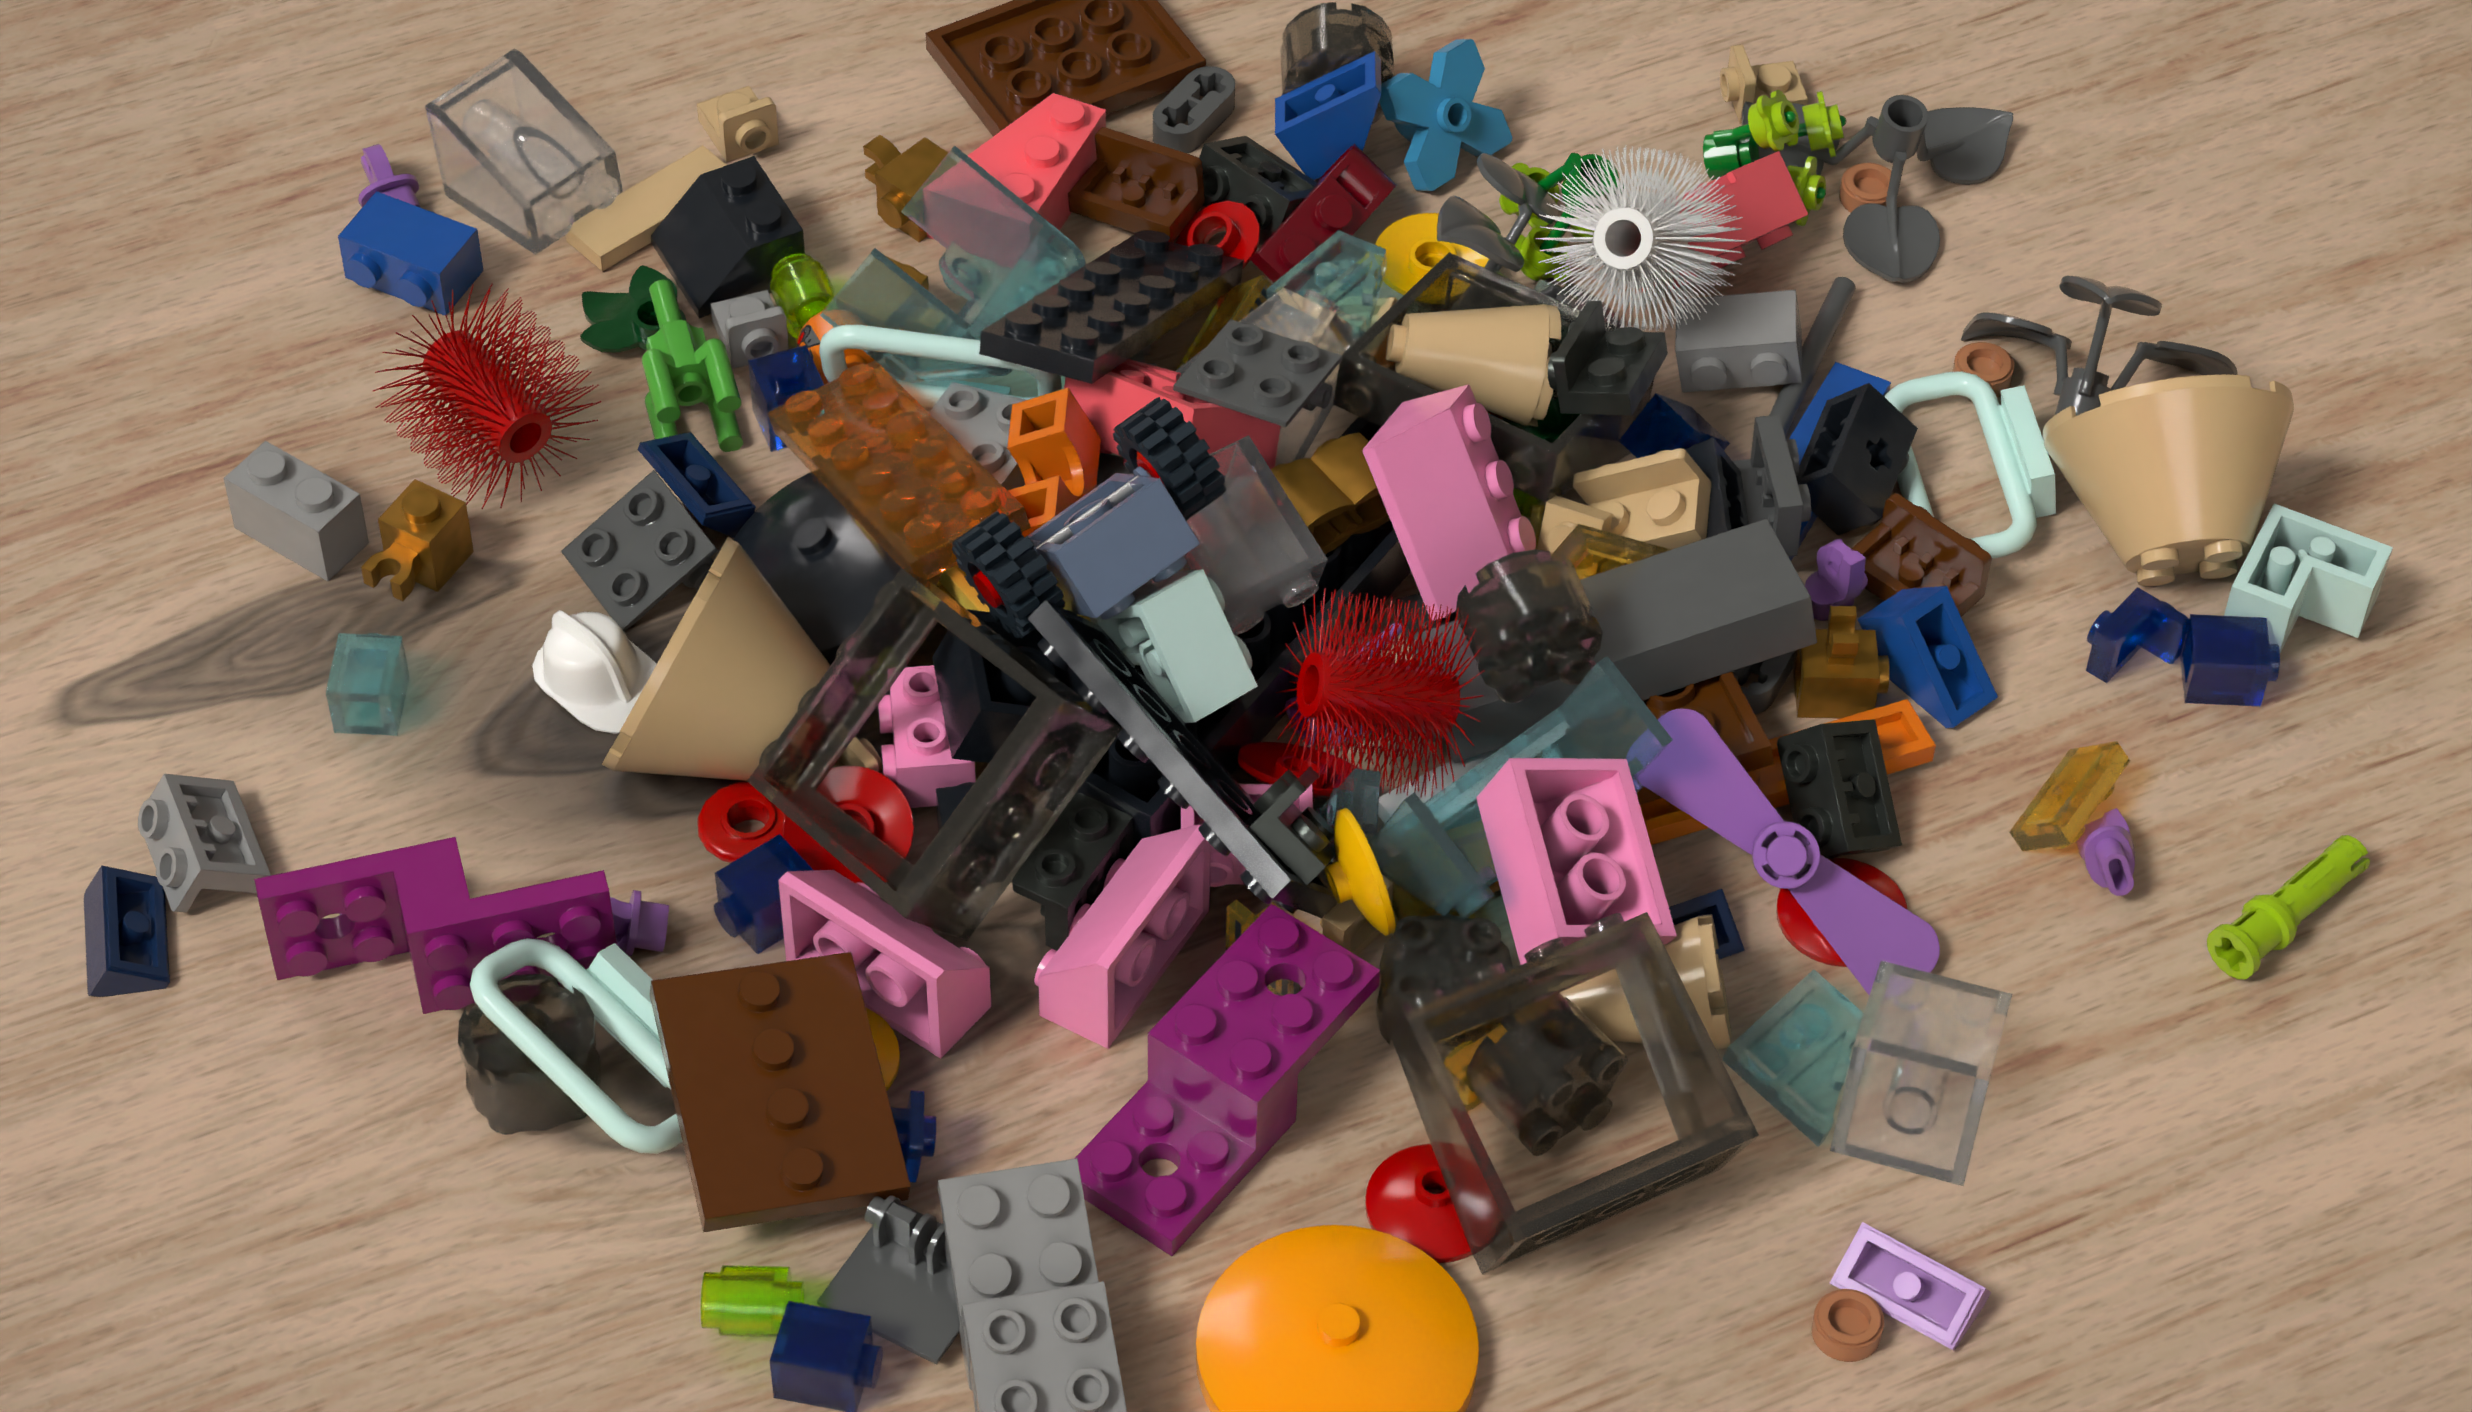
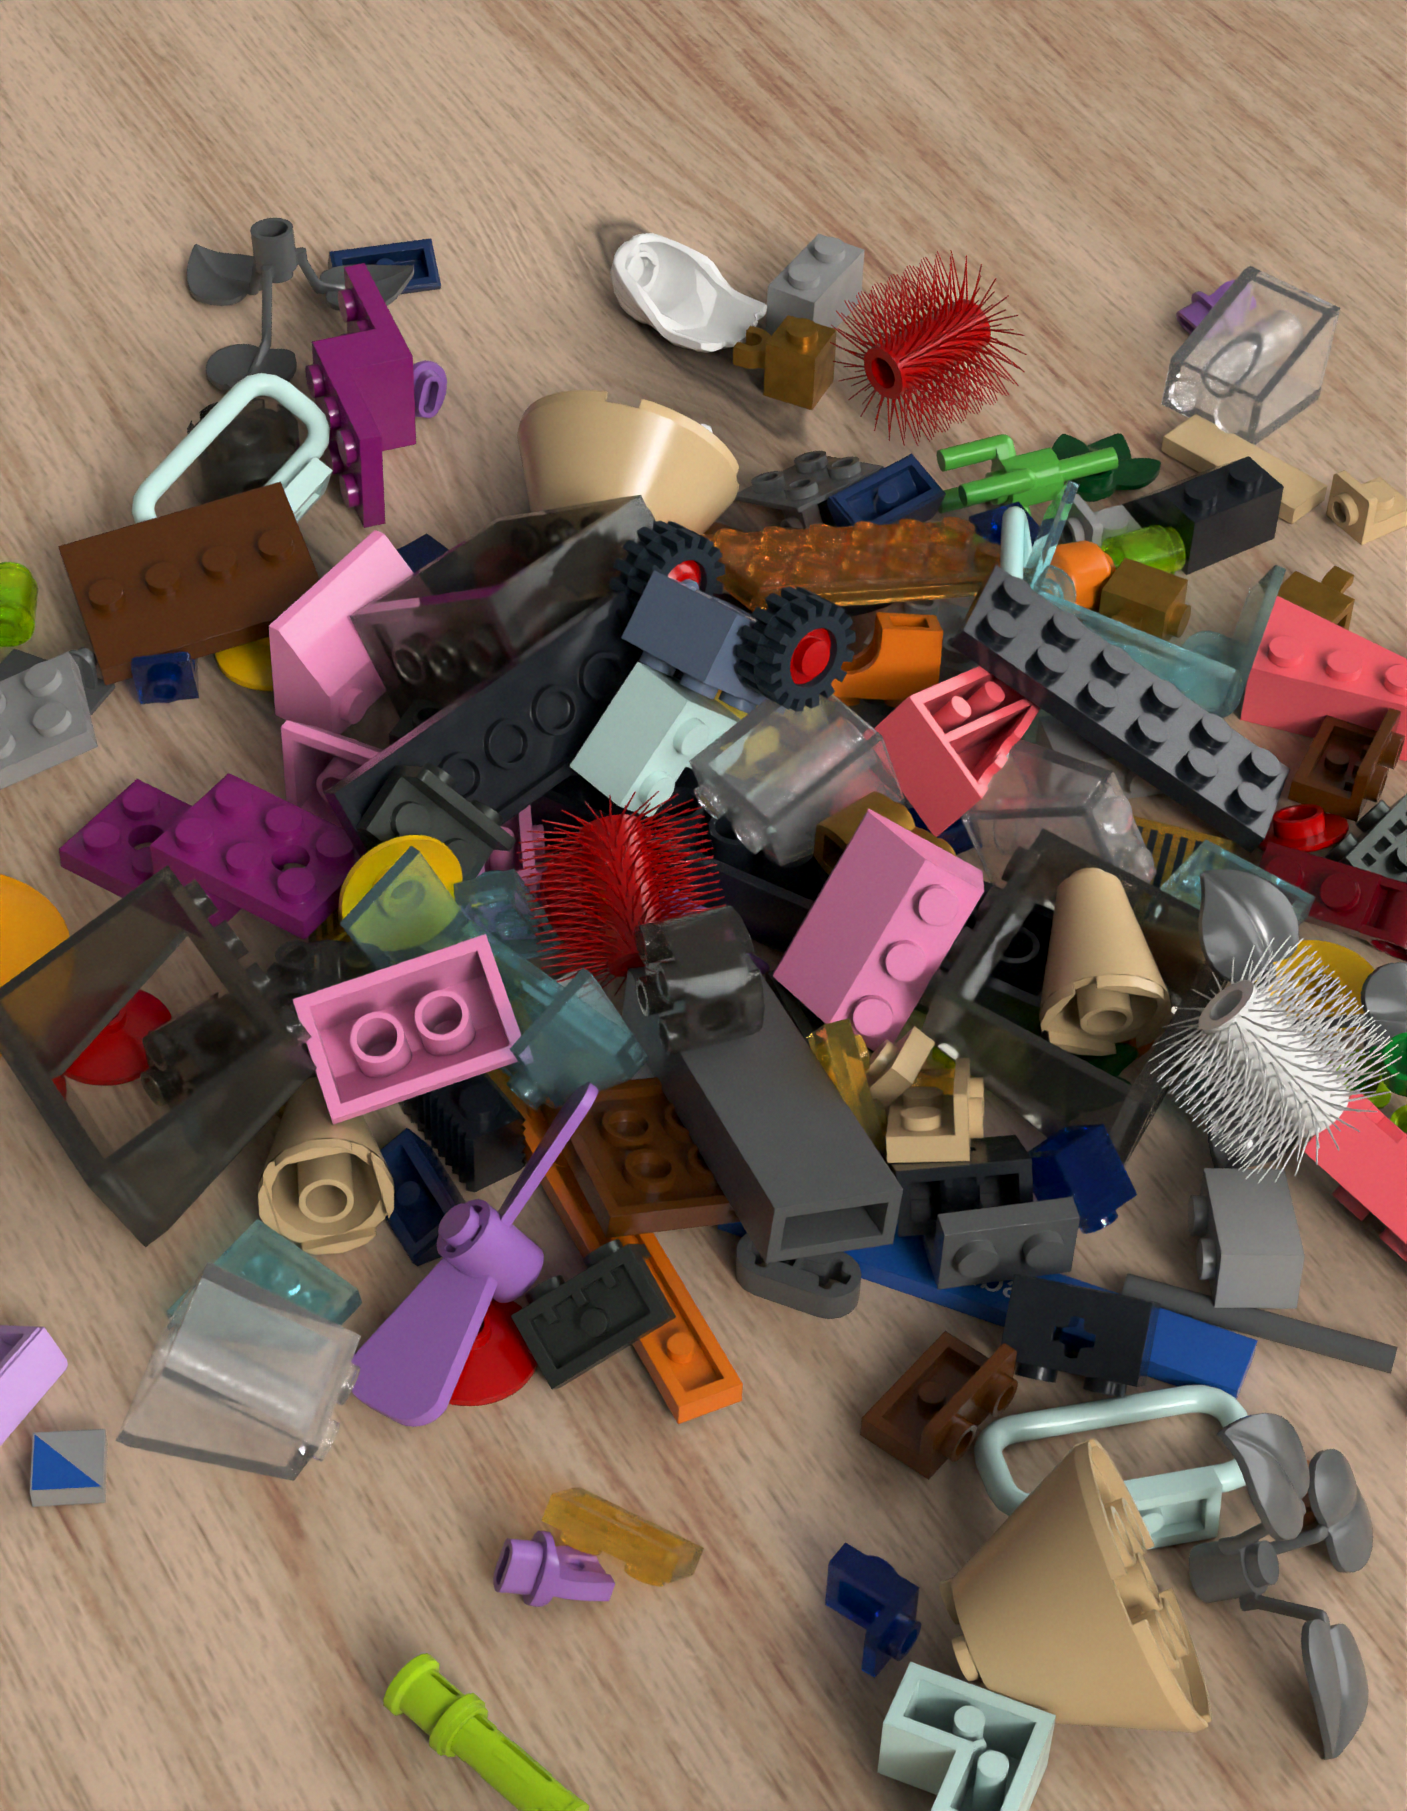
camera: 85 degrees right, 5 degrees down
(185, 938) = (229, 277): none -> dark grey plant
(200, 838) = (468, 288): light grey bracket -> none
(277, 631) = (681, 294): none -> white hair
(367, 684) = (638, 351): clear light blue brick -> none
(410, 253) = (1129, 327): blue brick -> none
(639, 924) = (400, 519): medium lavender piece -> none
(1260, 374) = (986, 758): dark grey hinge -> none
(1602, 368) = (1081, 1029): pearl dark grey bracket -> none
(1838, 578) = (904, 1321): medium lavender piece -> none
(1840, 670) = (776, 1325): pearl gold brick -> none
(1931, 653) = (812, 1408): blue slope -> none
(2005, 1216) = (68, 1467): none -> light grey tile
(2228, 660) = (846, 1699): clear blue brick -> none

